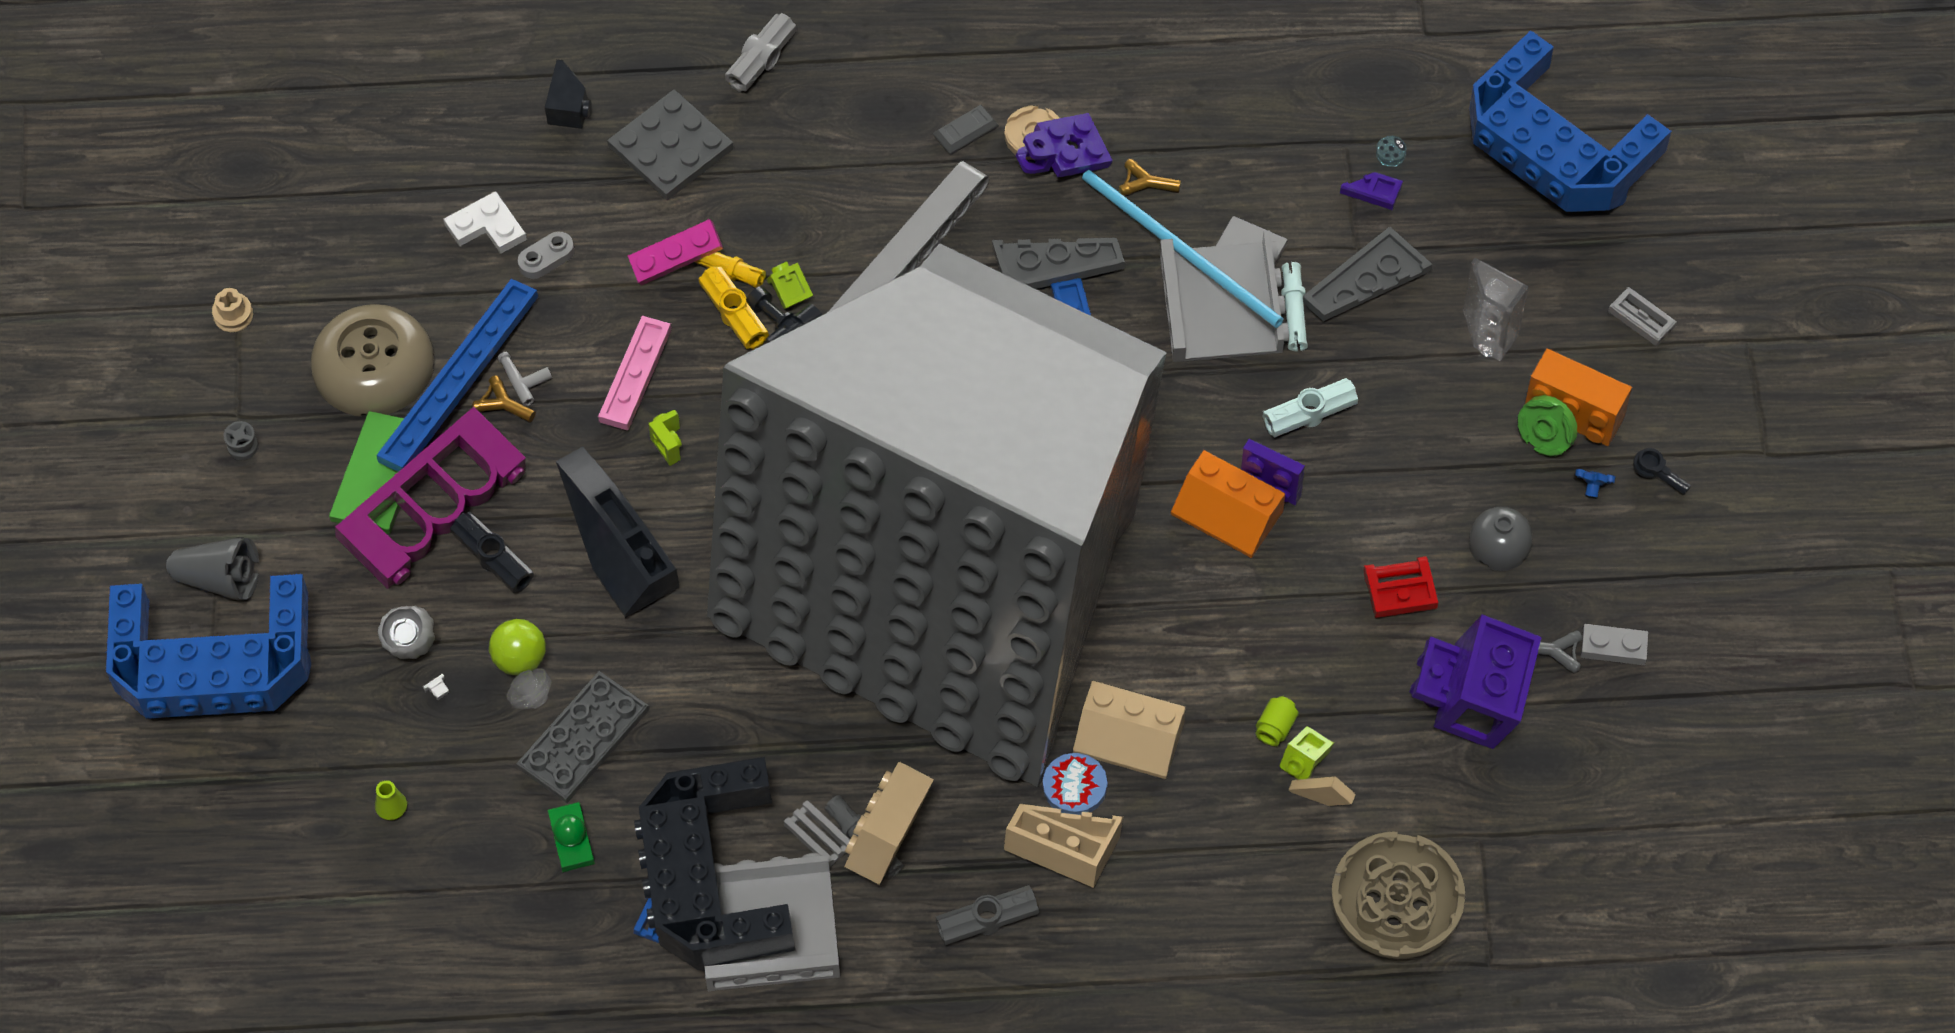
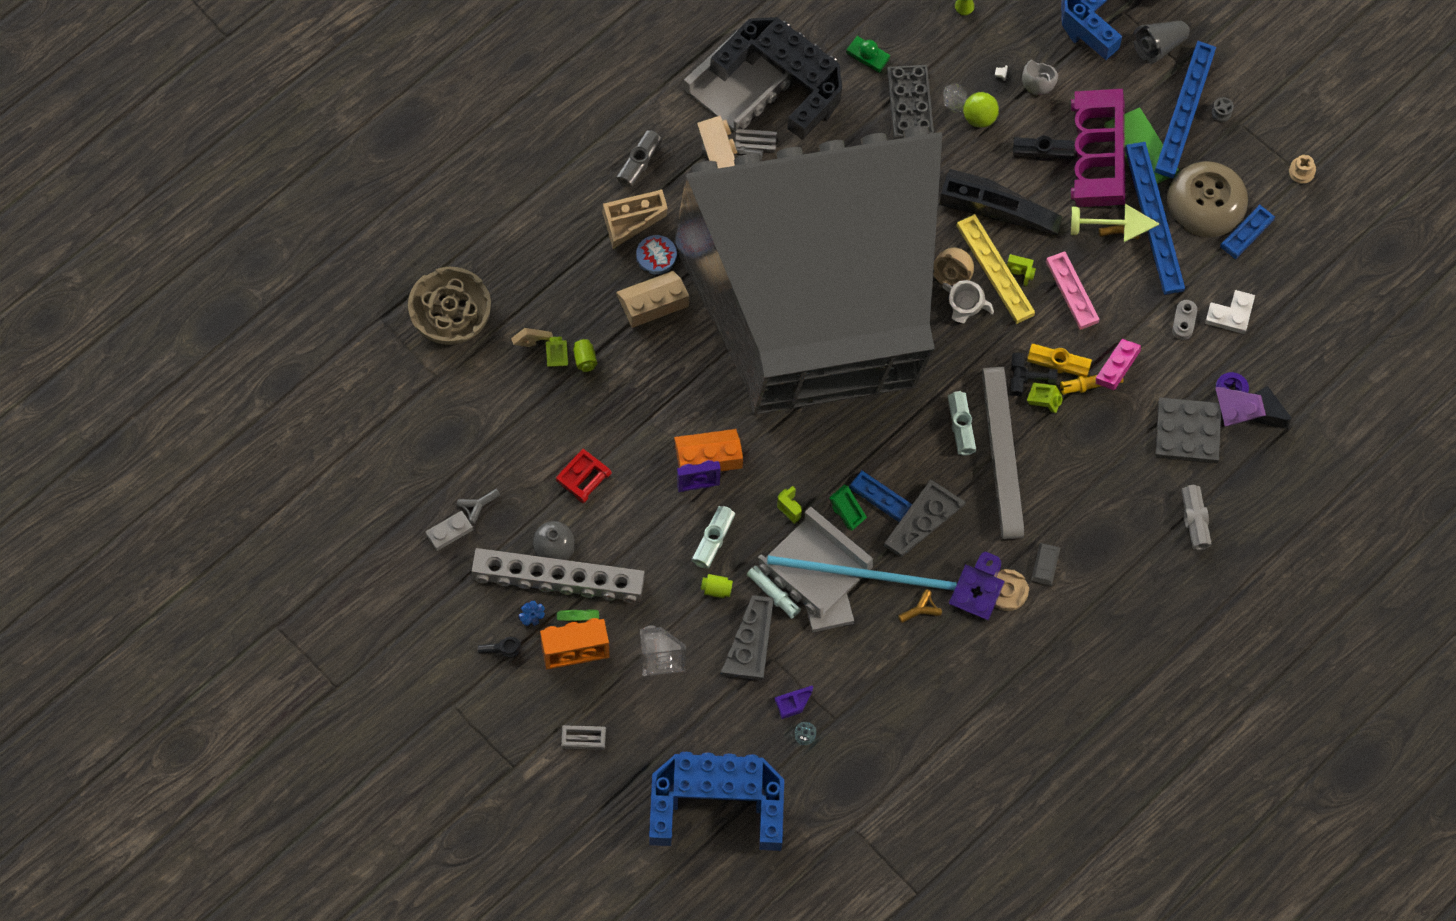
camera: 135 degrees right, 5 degrees up
(282, 468) = (1185, 109): none -> blue plate
(390, 291) = (1247, 232): none -> blue tile
(490, 379) = (1134, 223): none -> yellowish green piece
(523, 384) = (1121, 245): light grey piece -> none
(585, 140) = (1230, 378): none -> dark purple gear
(596, 112) = (1239, 406): none -> medium lavender wing
(692, 466) = (995, 269): none -> light yellow plate
(1132, 321) = (847, 507): none -> green tile
(1191, 385) = (789, 506): none -> lime bracket
(1354, 355) = (716, 586): none -> lime brick
(1482, 672) = (497, 435): dark purple piece -> none
(1510, 490) = (549, 567): none -> light grey brick

